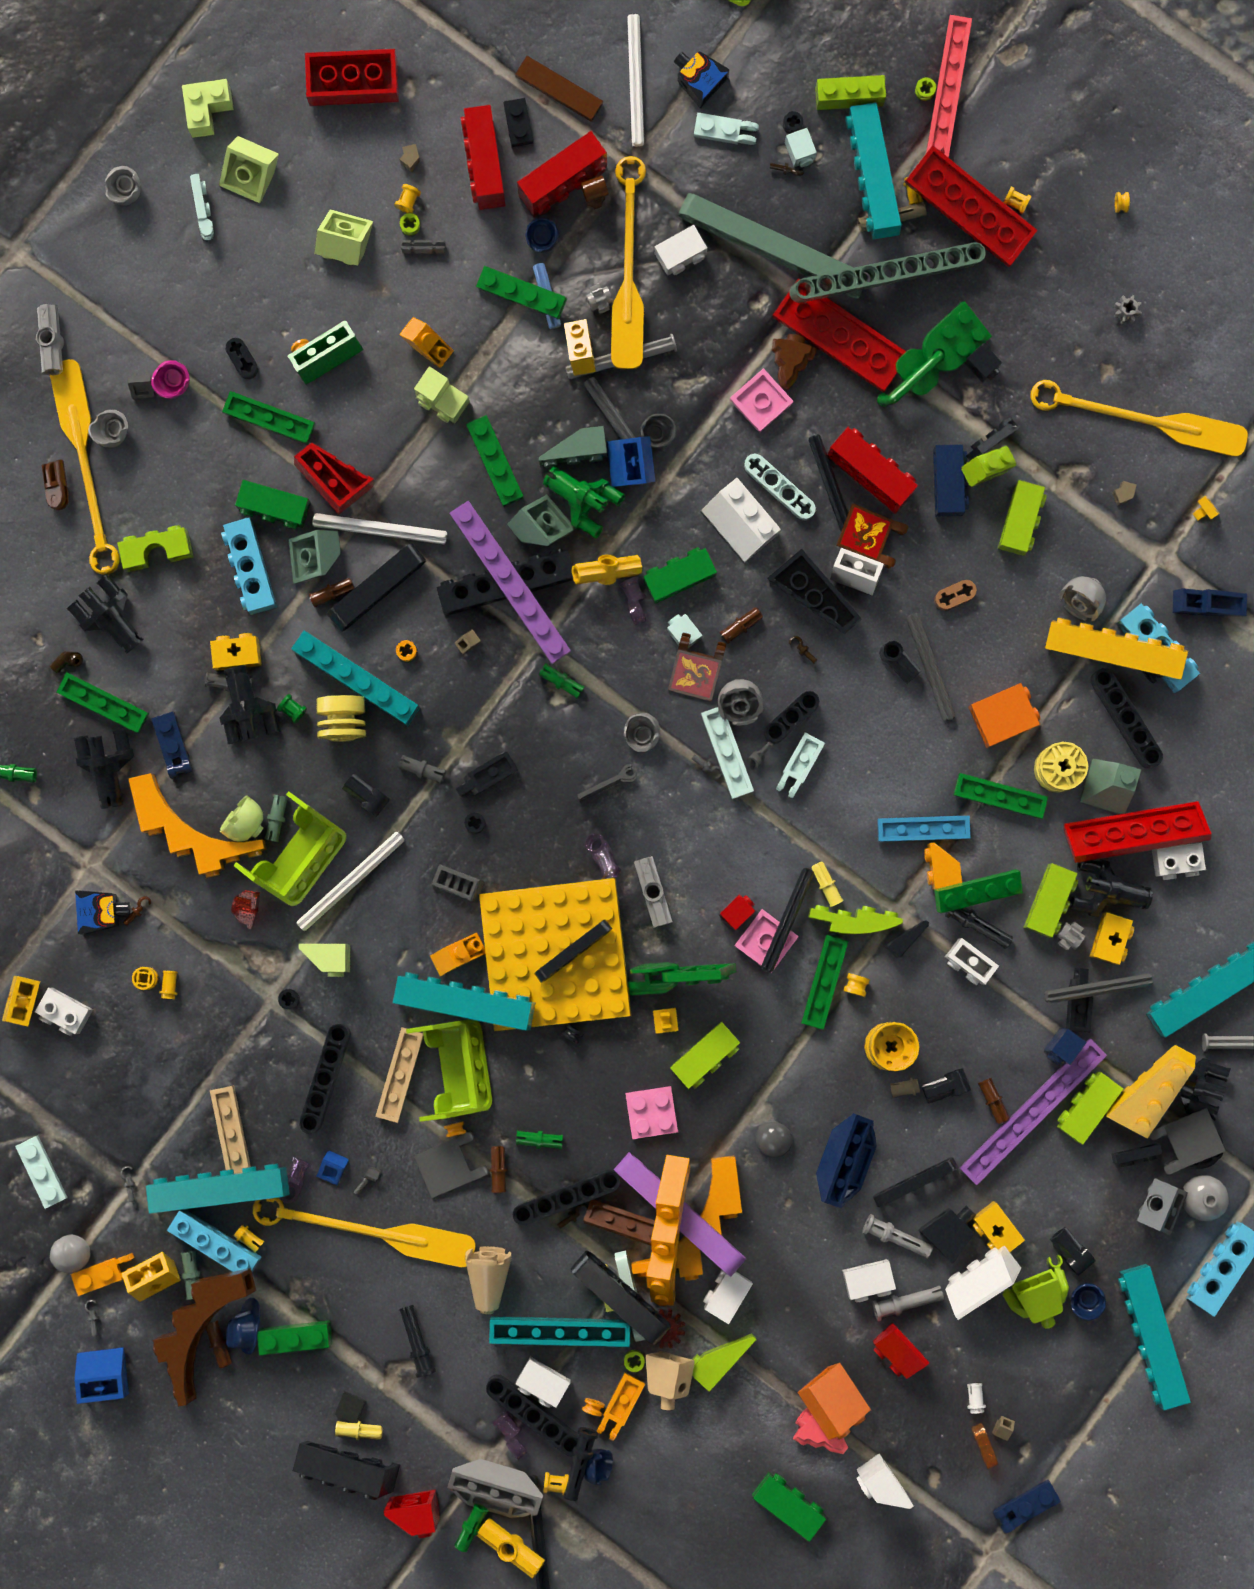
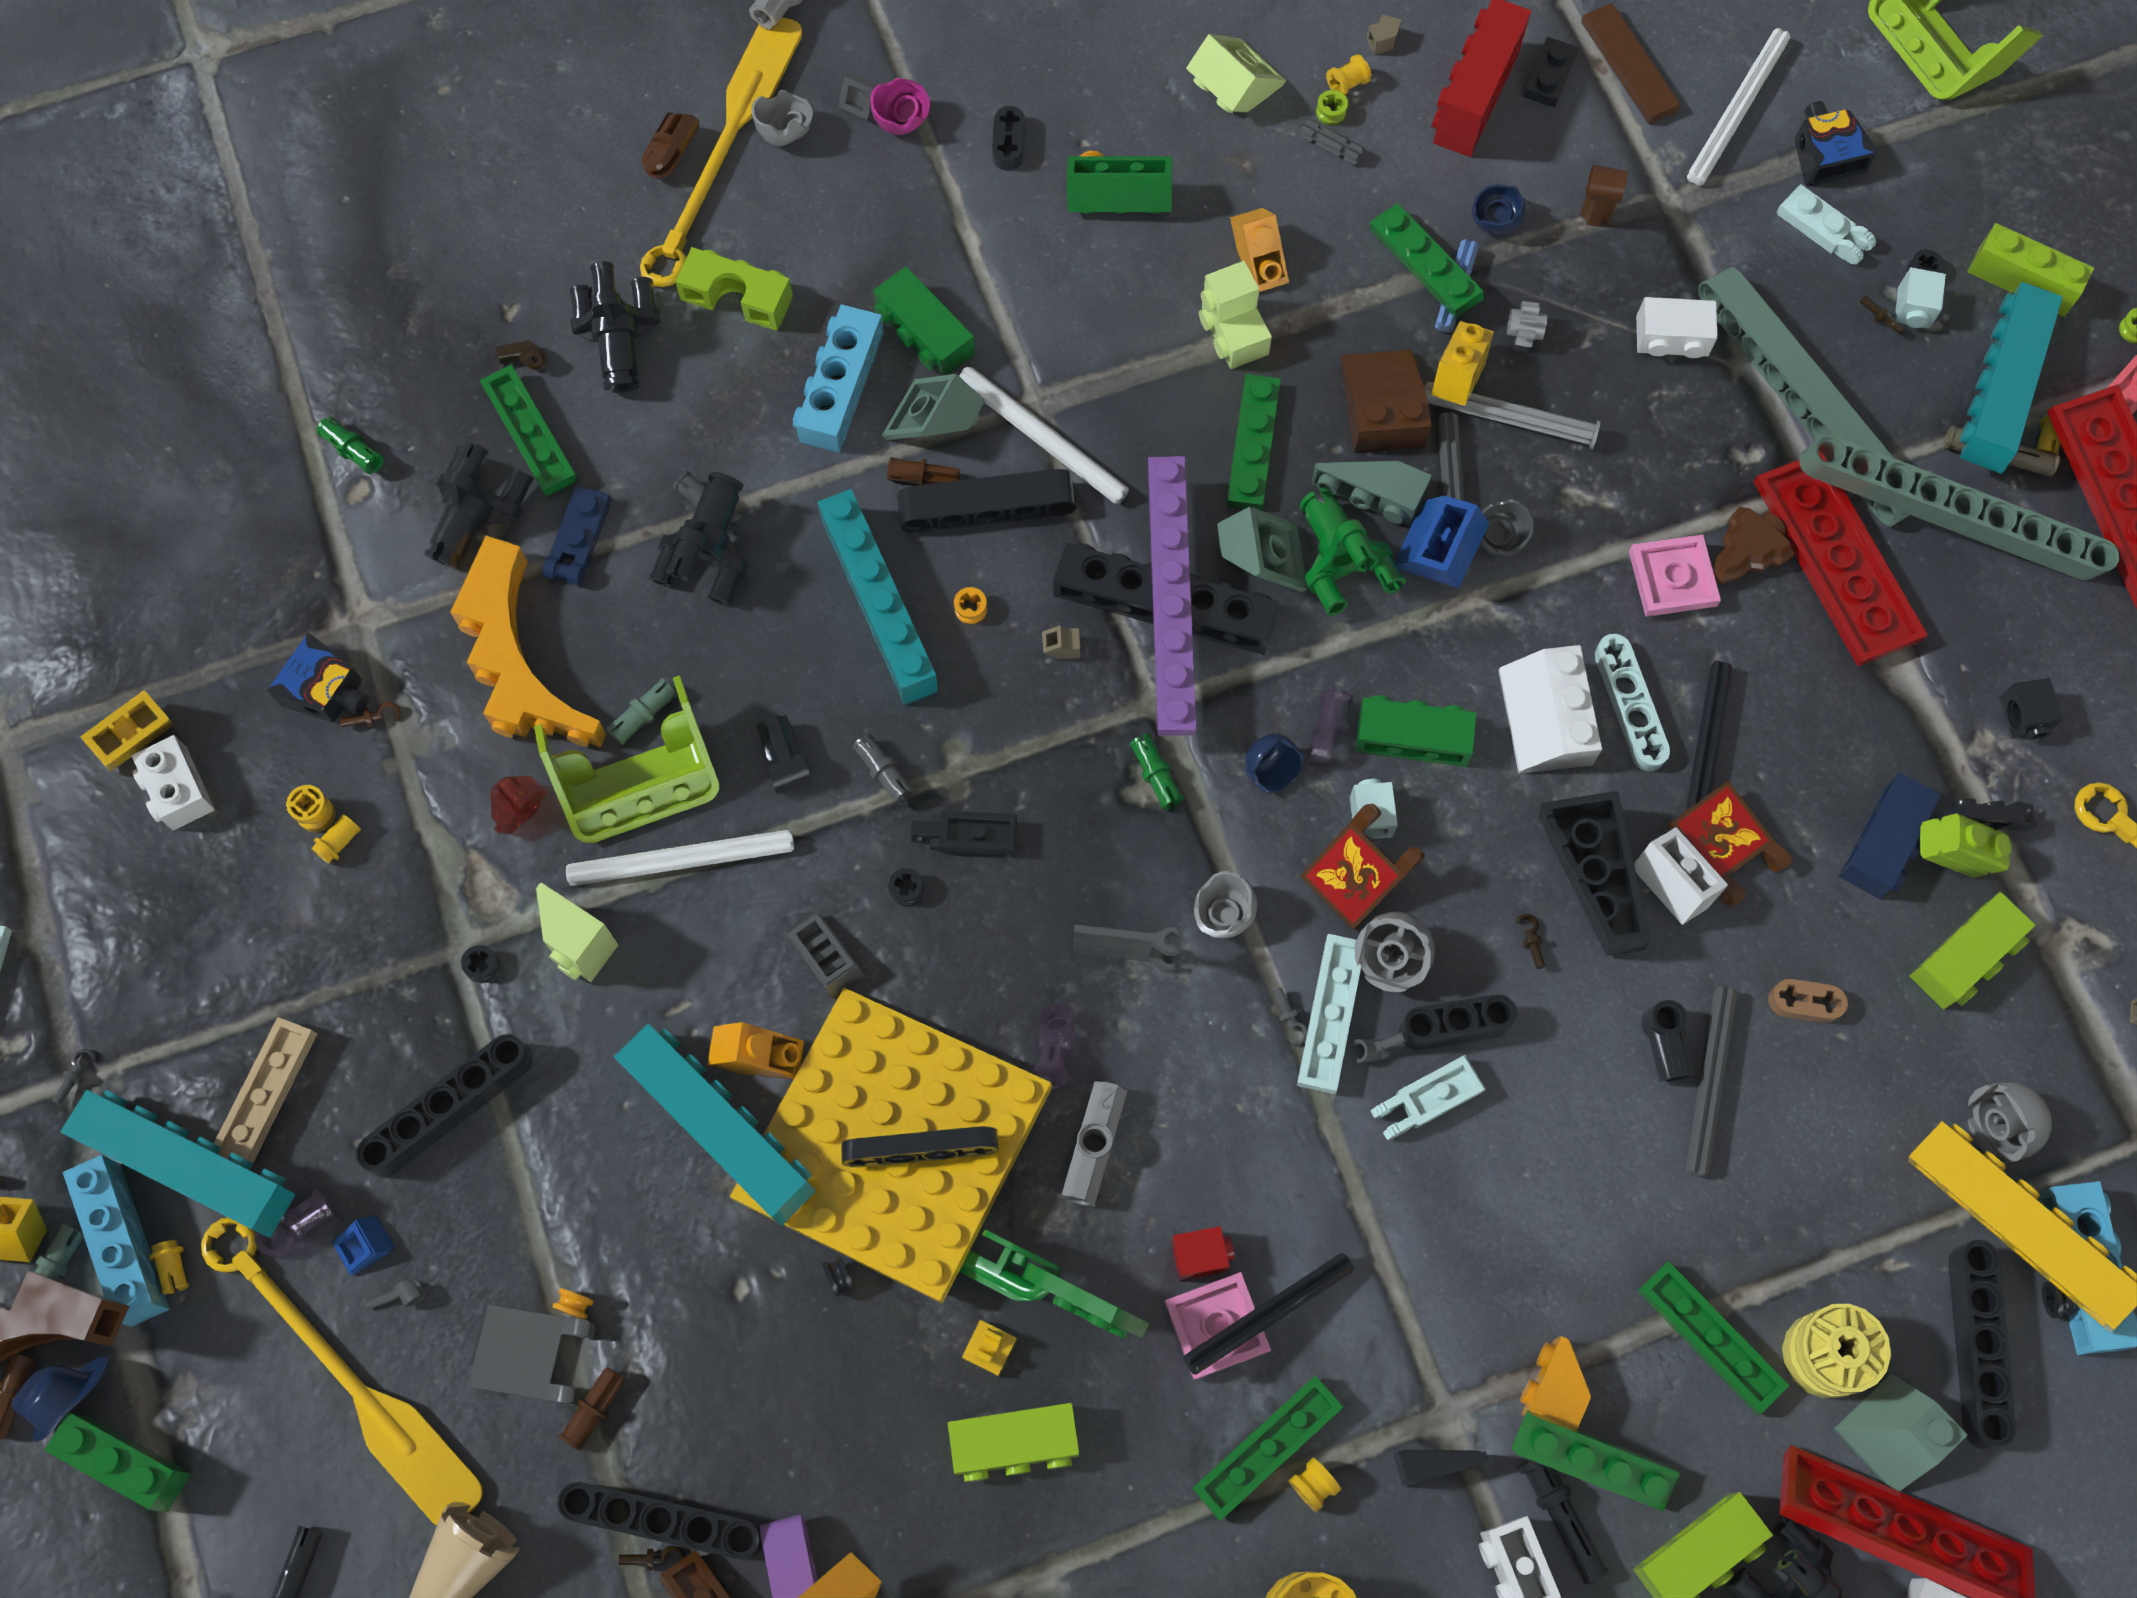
camera: 35 degrees right, 15 degrees down
(224, 659) = (758, 470): yellow brick -> none
(244, 821) = (594, 683): yellowish green cylinder -> none
(268, 417) = (993, 222): green plate -> none
(292, 708) = (765, 584): green bush -> none
(332, 478) = (1023, 335): red wedge -> none
(341, 717) = (820, 628): light yellow wheel -> none
(399, 1075) = (551, 1171): tan plate -> none
(462, 1068) = (650, 1218): lime windscreen -> none
(539, 1139) = (683, 1404): green pin -> none
(549, 391) = (1385, 401): none -> reddish brown slope
(562, 174) = (1561, 147): red brick -> none
(606, 569) = (1317, 658): yellow piece -> none
(618, 639) = (1273, 763): none -> dark blue hair
(628, 306) = (1561, 354): yellow piece -> none
(651, 1112) = (876, 1476): bright pink plate -> none
(741, 625) = (1462, 851): reddish brown axle -> none
(827, 884) = (1362, 1300): light yellow axle -> none
(864, 921) = (1385, 1395): lime slope -> none
(872, 469) = (1784, 751): red brick -> none
(923, 828) = (1563, 1311): dark azure plate -> none
(953, 338) = (1999, 651): green plate -> none
(1004, 715) = (1787, 1219): orange brick -> none

